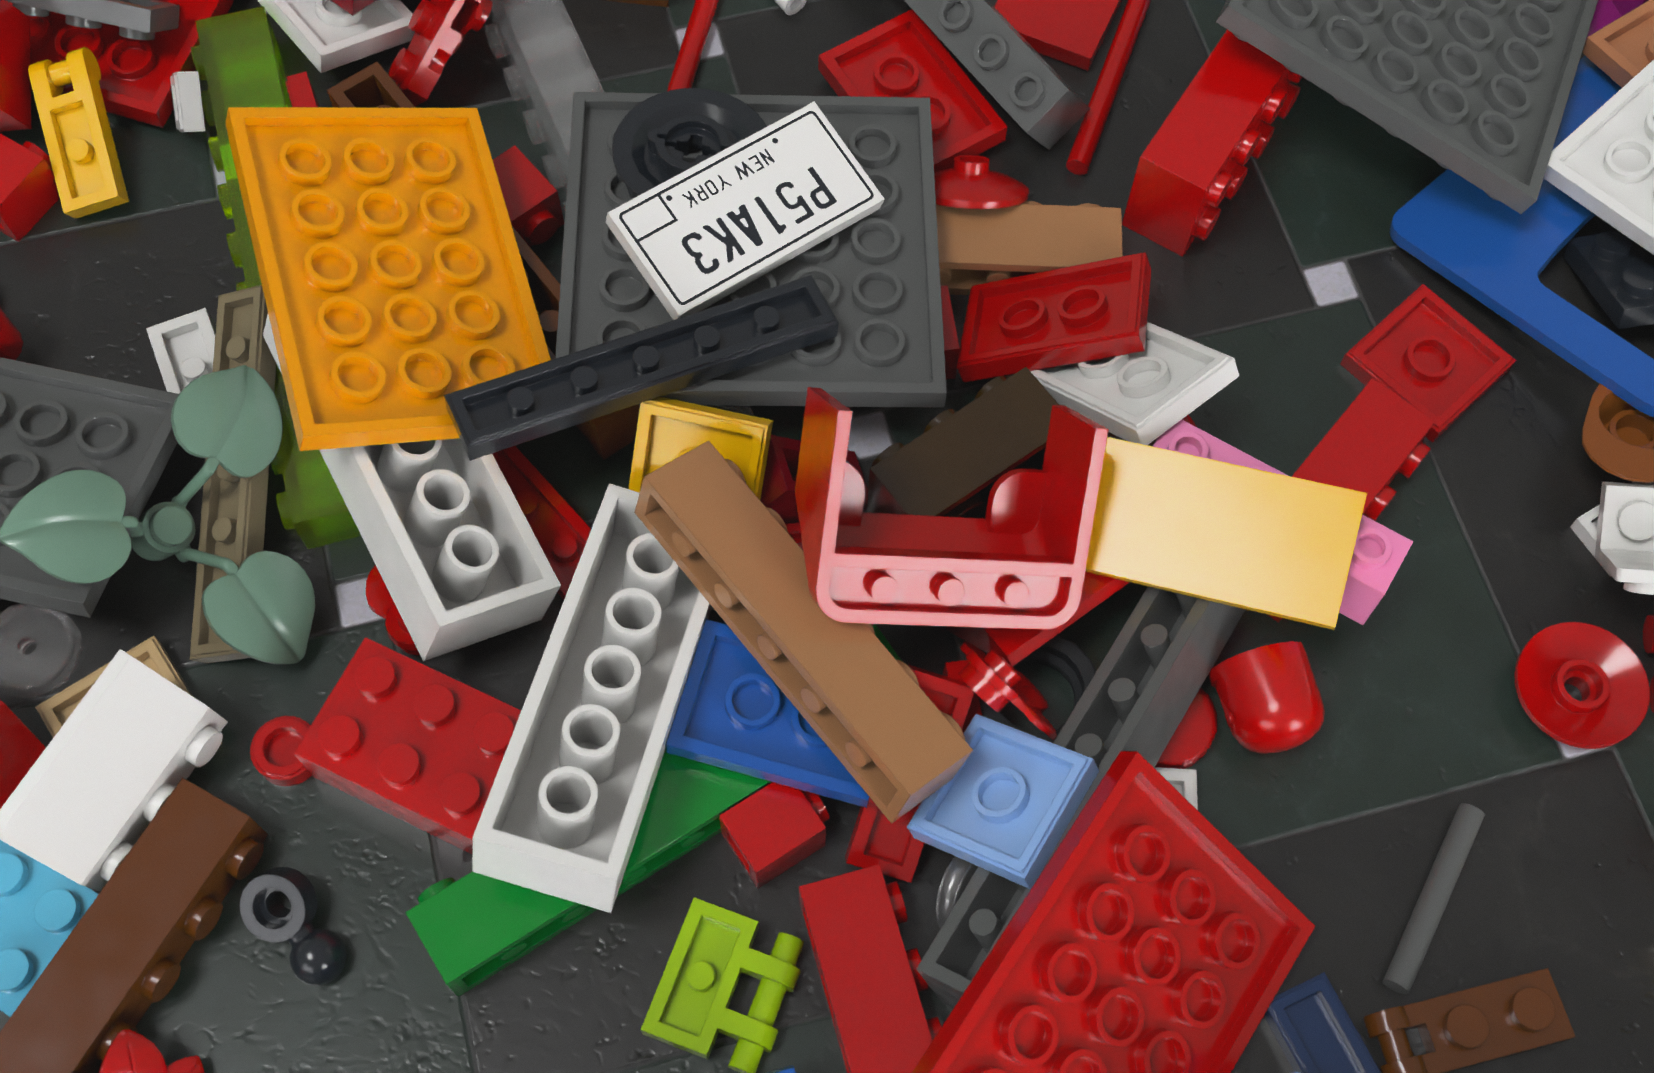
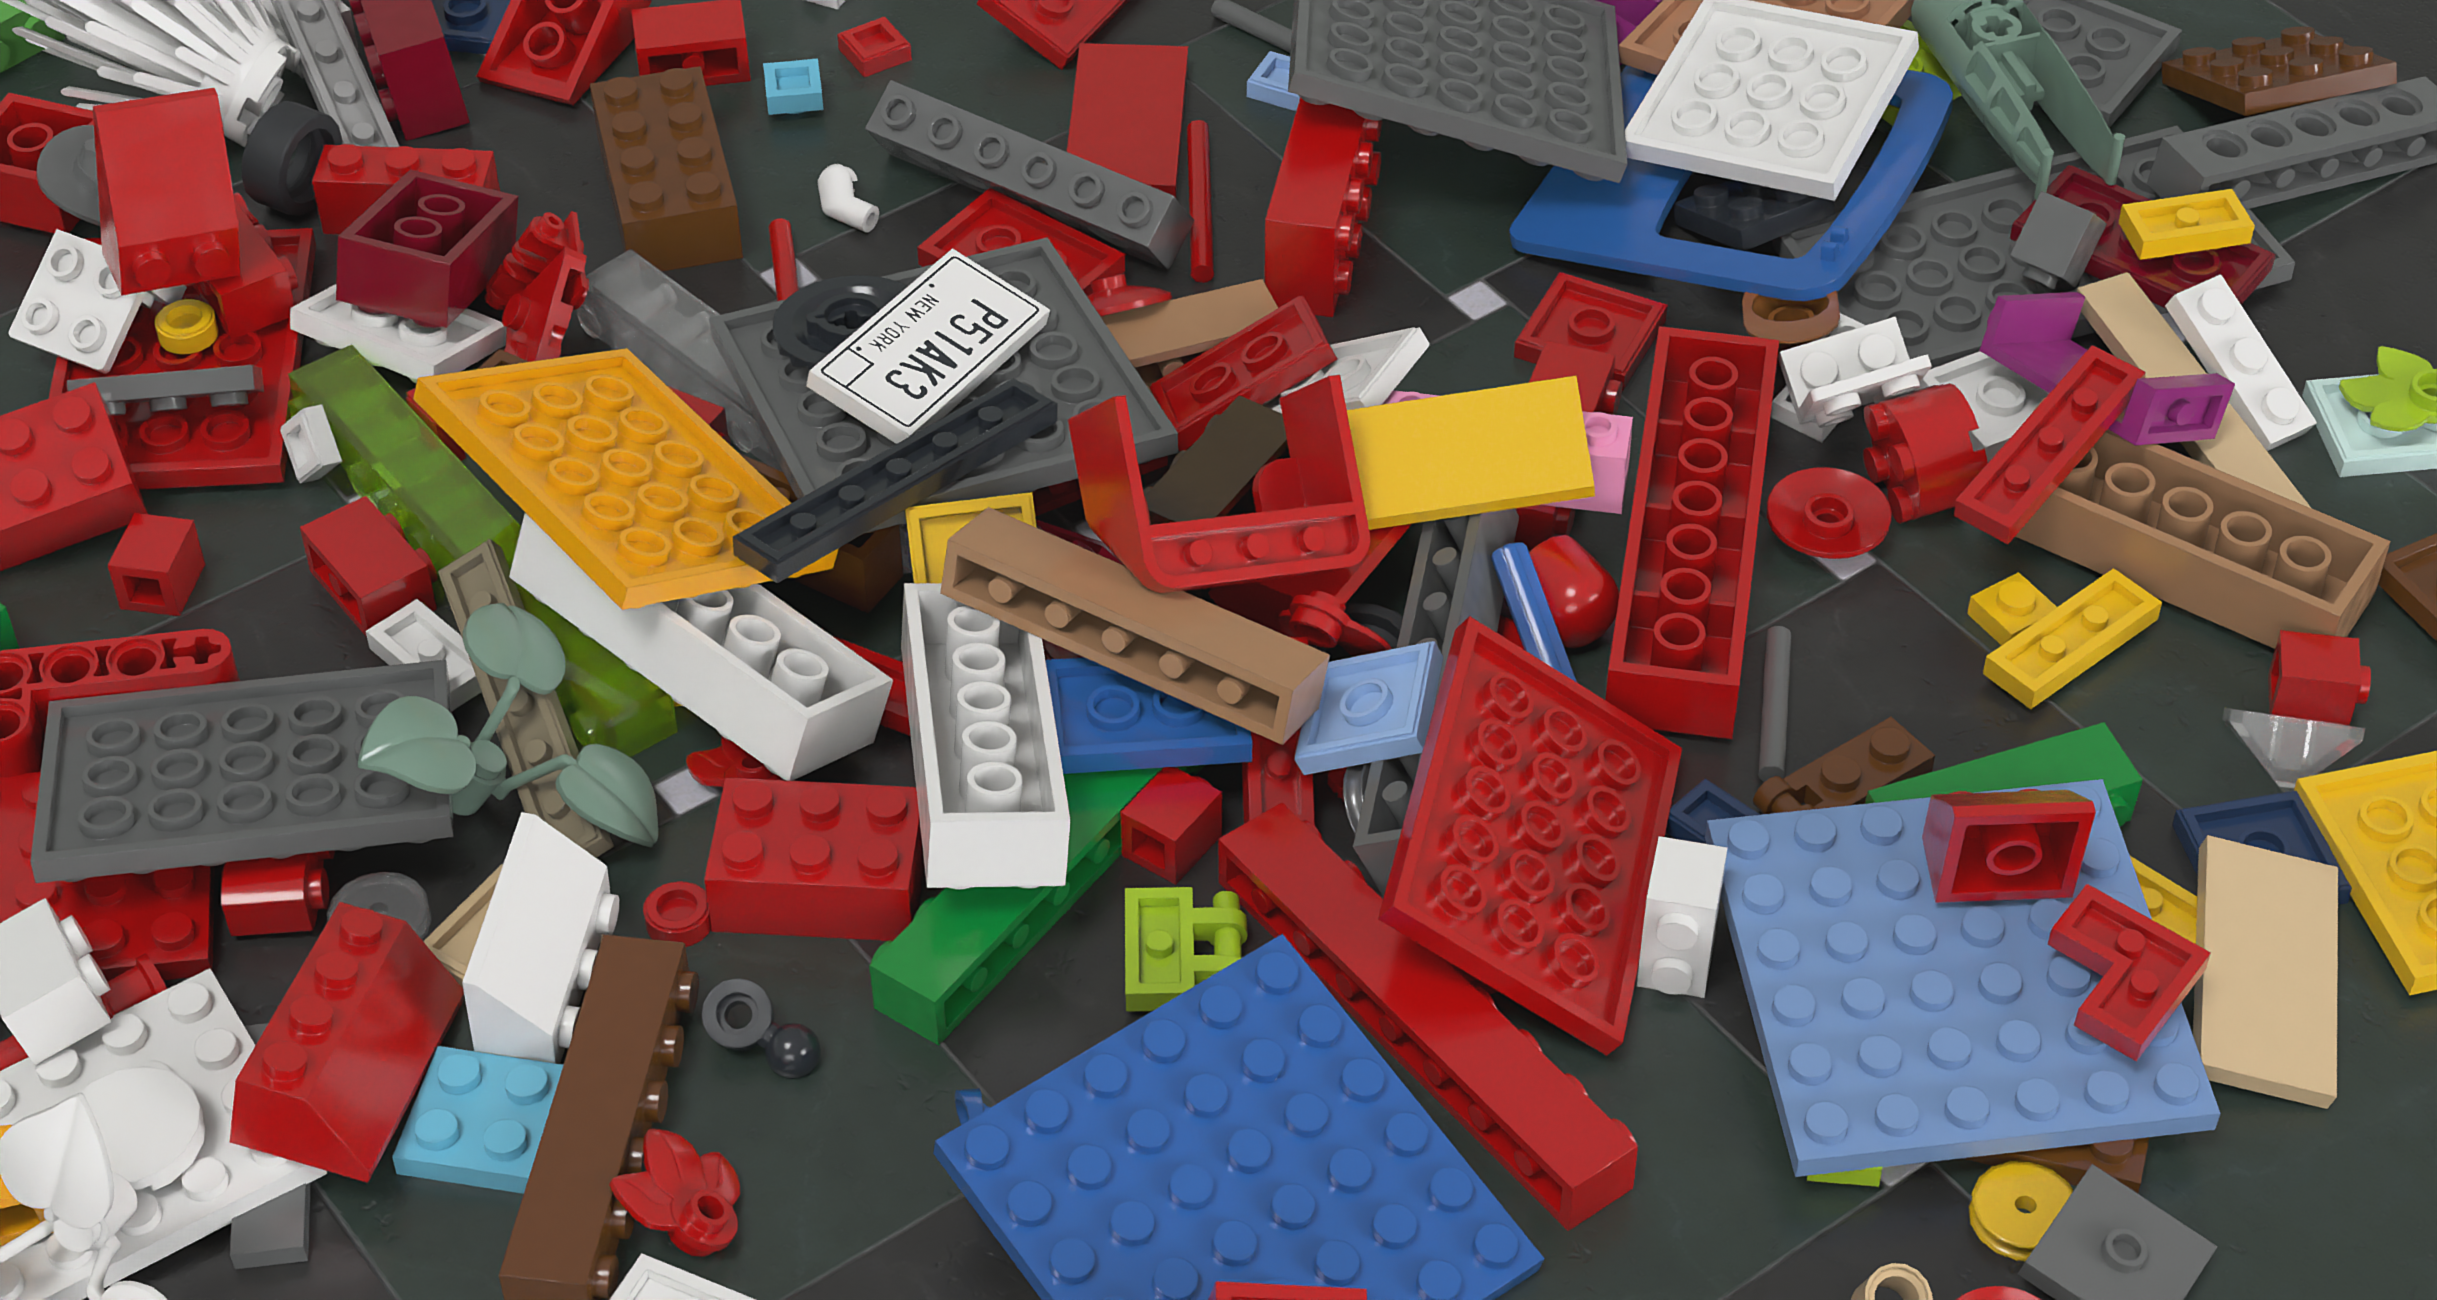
camera: 20 degrees left, 20 degrees down
(78, 134) = (213, 498): yellow plate -> none
(182, 251) = (367, 563): none -> red brick
(1222, 735) = (1530, 606): none -> blue axle
(1431, 670) = (1693, 532): none -> red brick

